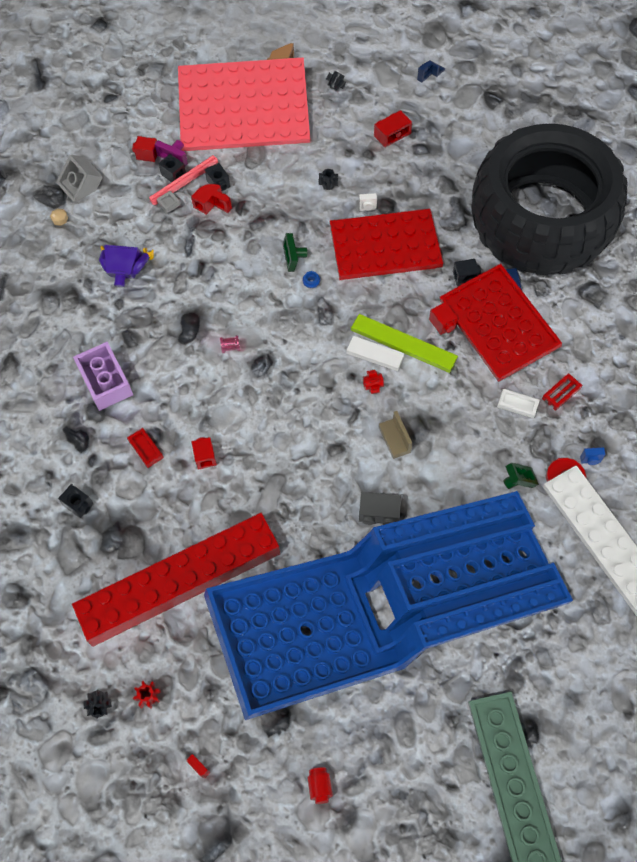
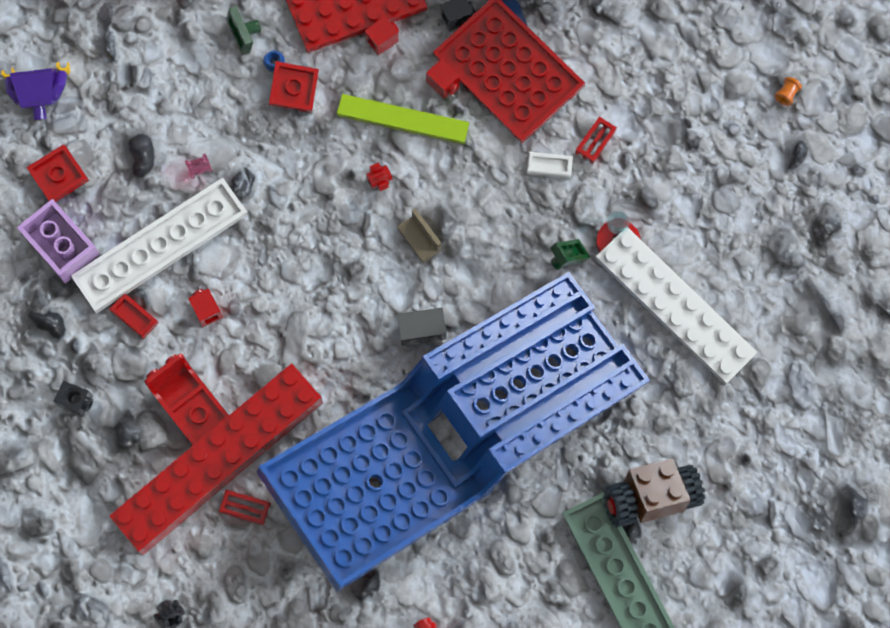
camera: 20 degrees left, 10 degrees up
(119, 327) = (57, 173): none -> red plate
(146, 689) = (216, 585): red gear -> none
(165, 519) = (185, 398): none -> red bracket
(181, 397) = (159, 245): none -> white plate
(204, 635) = (263, 513): none -> red tile
(321, 300) = (293, 87): none -> red plate
(375, 353) = (372, 139): white tile -> none
(401, 277) = (382, 35): none -> red brick
(558, 703) = (653, 493): none -> brick
(569, 460) = (618, 222): none -> clear light blue plate
(592, 455) = (643, 211): blue plate -> none

